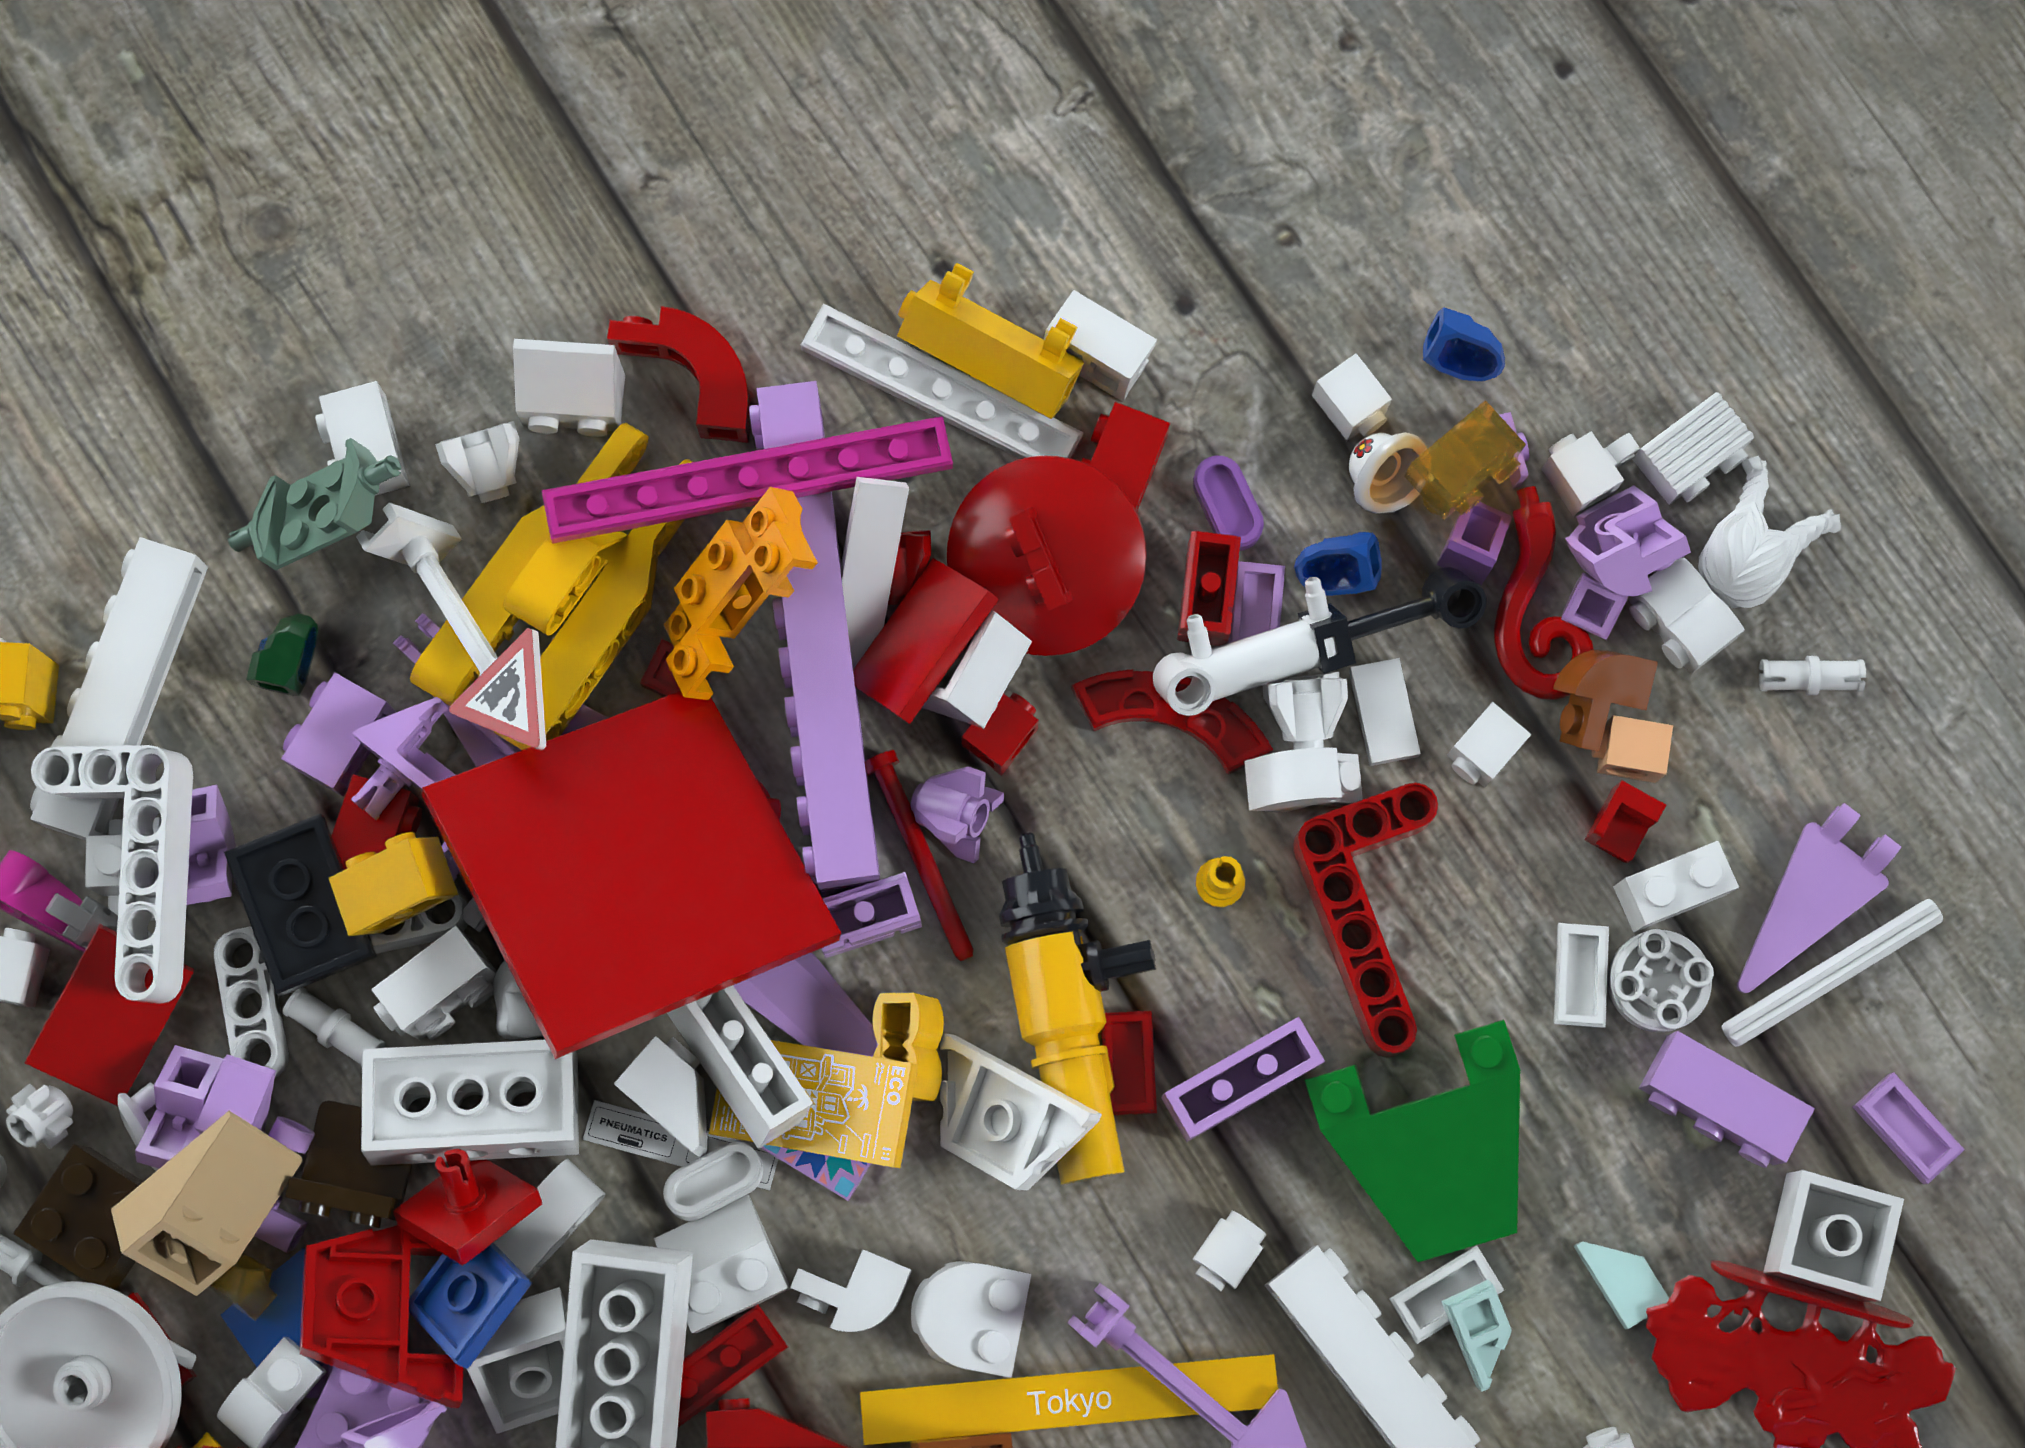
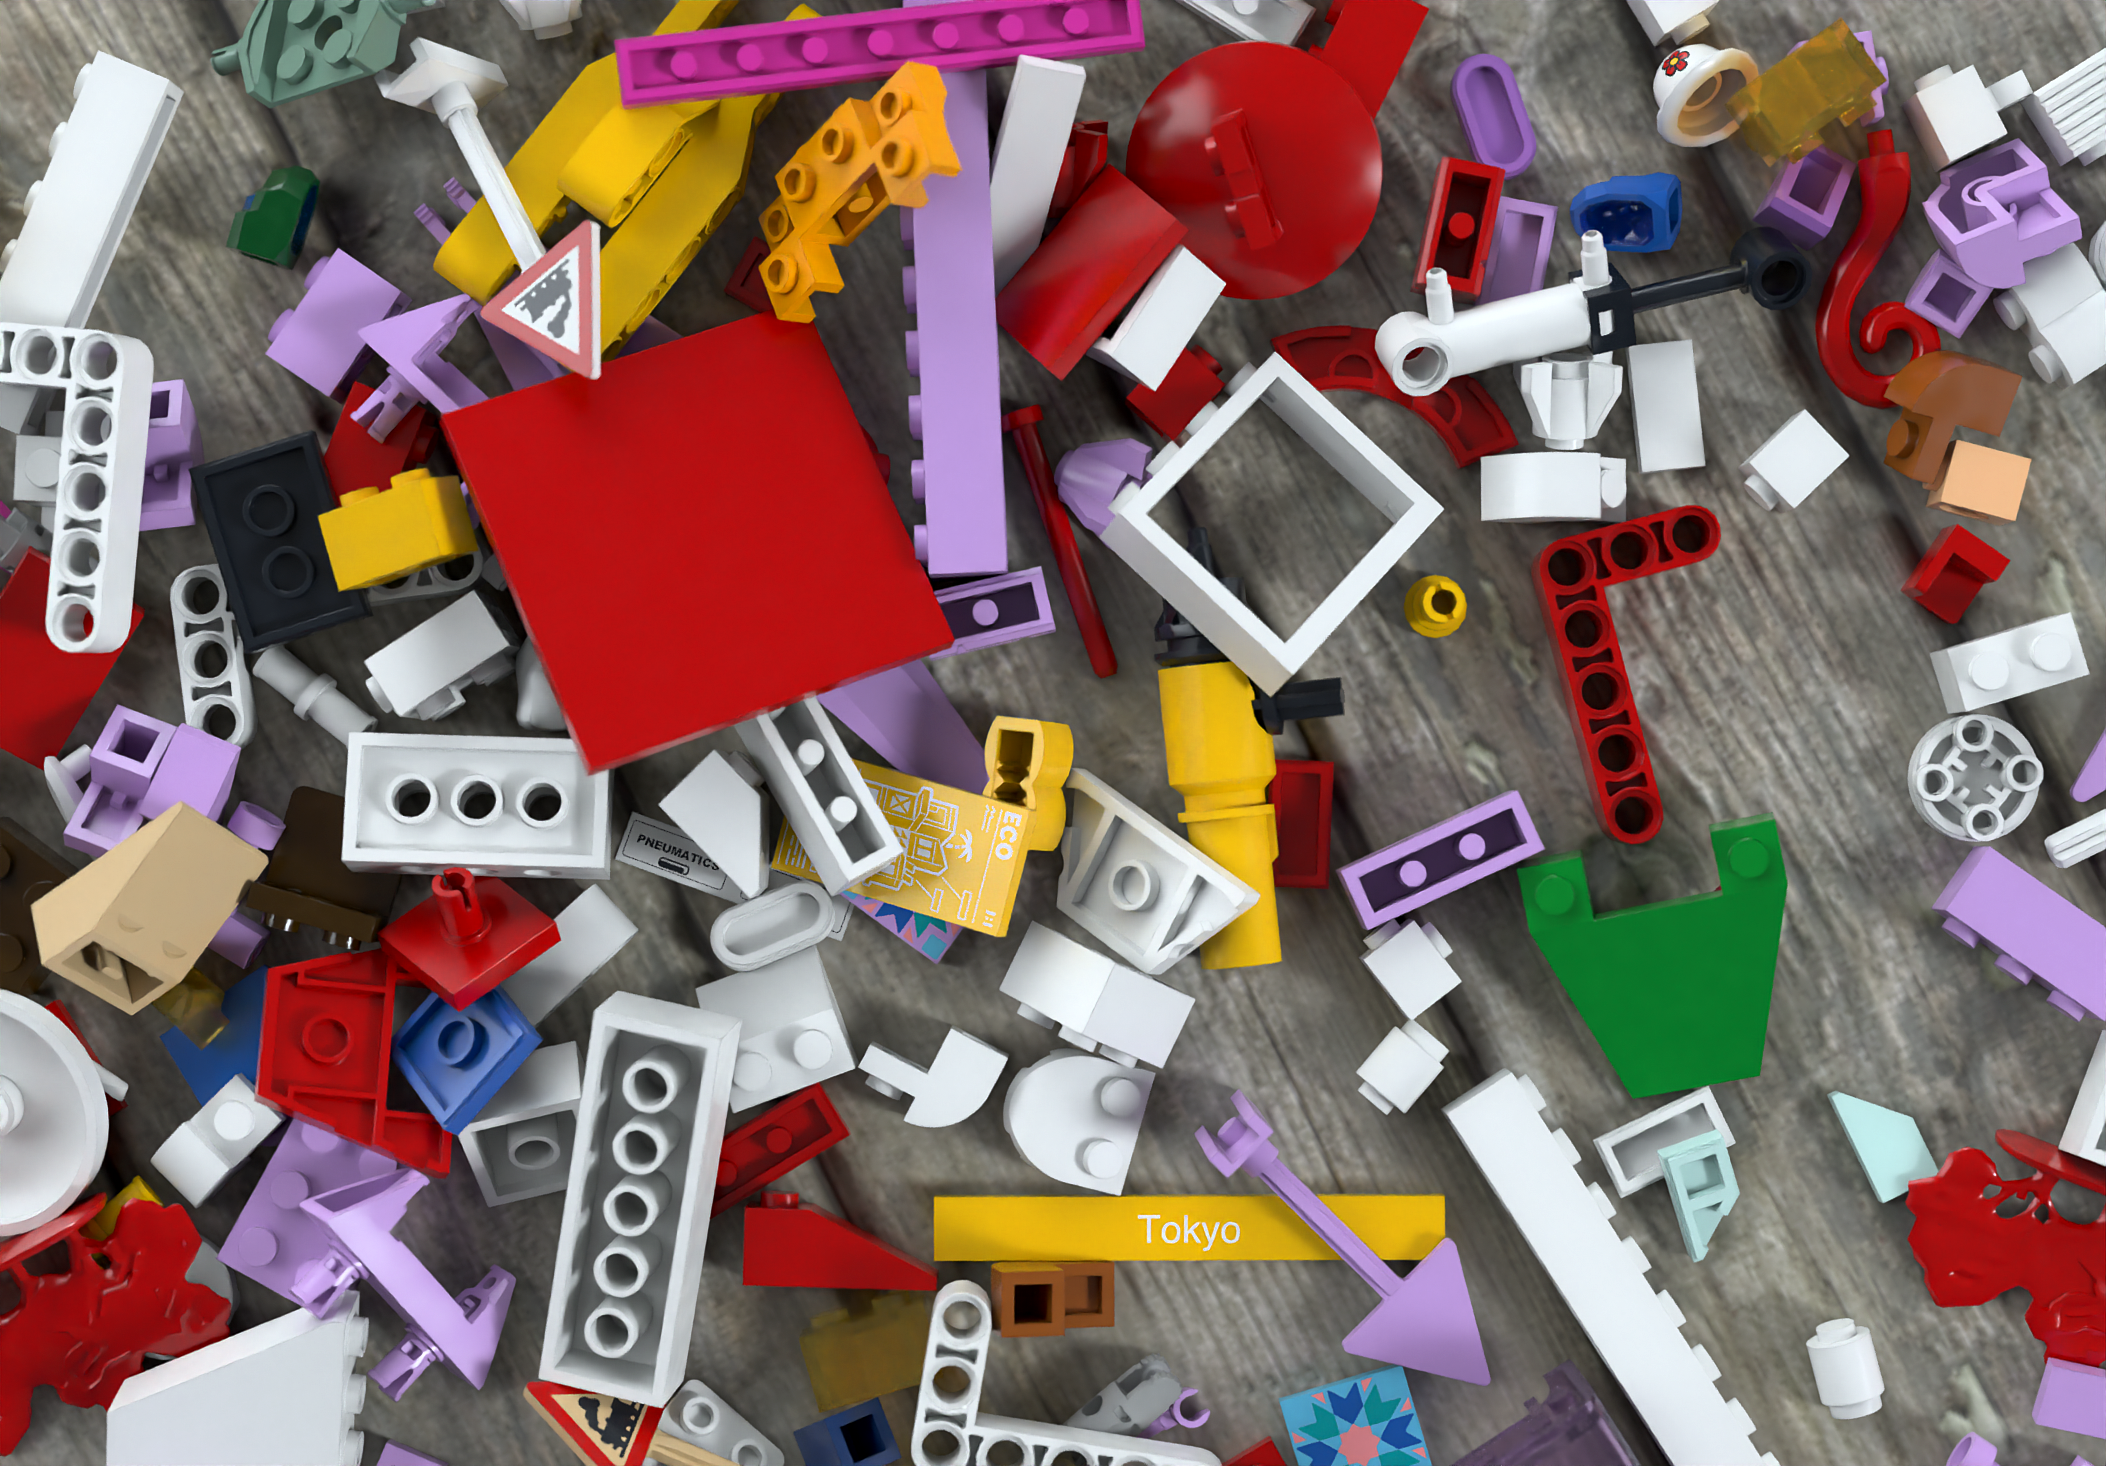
camera: 10 degrees right, 10 degrees up
(977, 1215) = (1095, 998): none -> white brick
(1032, 880) = (1204, 598): none -> white window
(1227, 1167) = (1410, 964): none -> white brick
(1581, 975) = (1876, 763): white tile -> none

